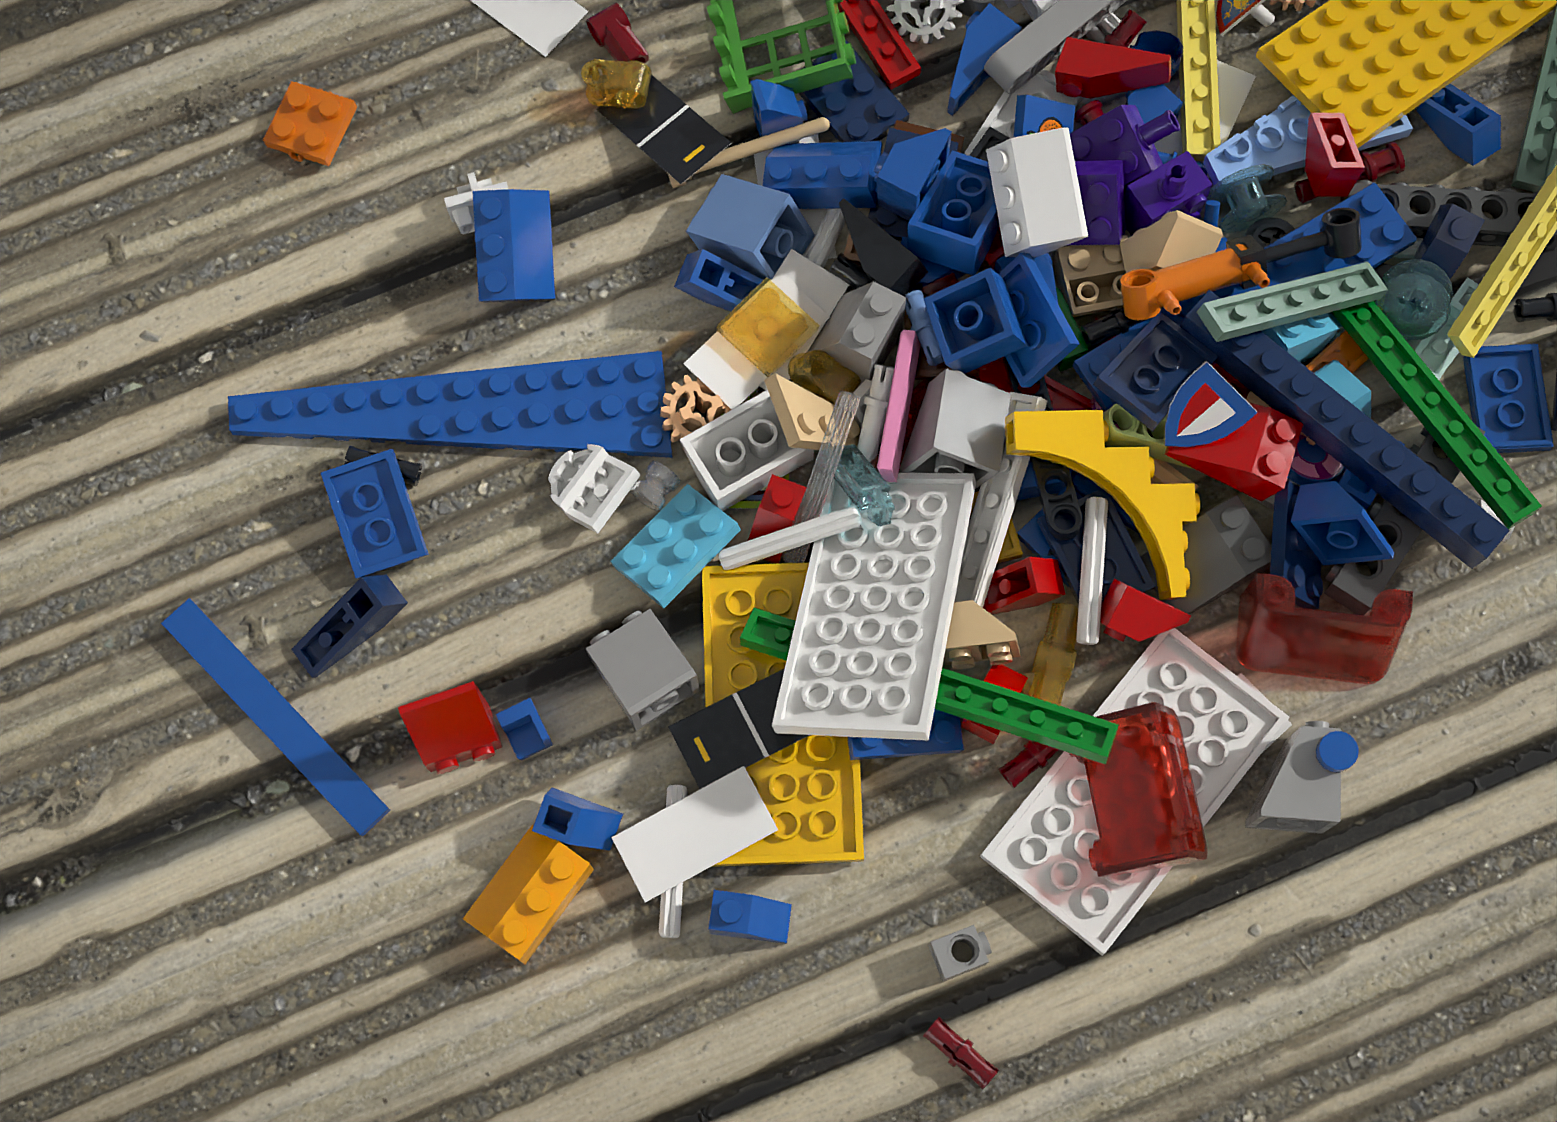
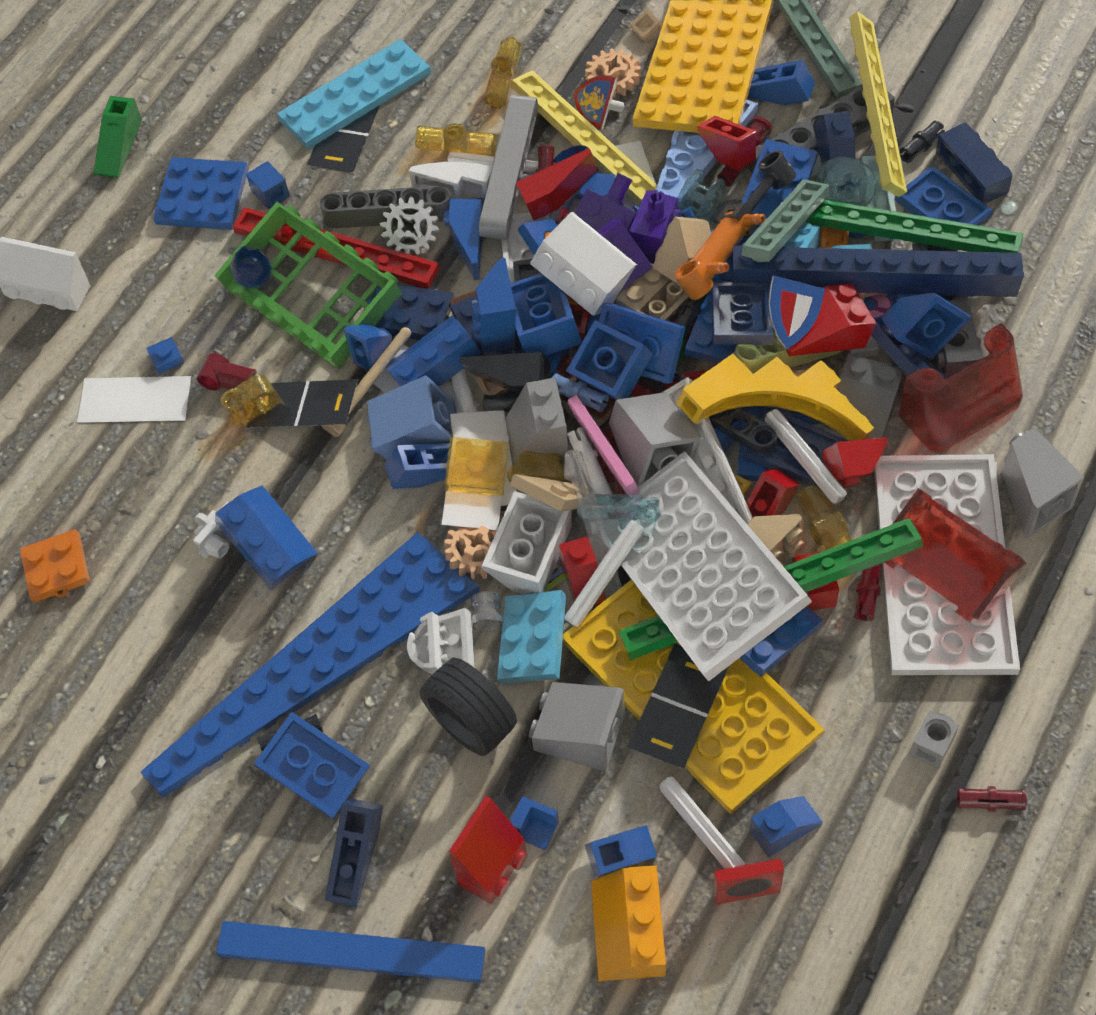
camera: 35 degrees left, 15 degrees down
(547, 573) = (468, 706): none -> black tyre
(659, 944) = (748, 881): none -> red tile
(694, 833) = (704, 799): white sticker -> none
(1337, 751) = (1045, 439): blue tile -> none

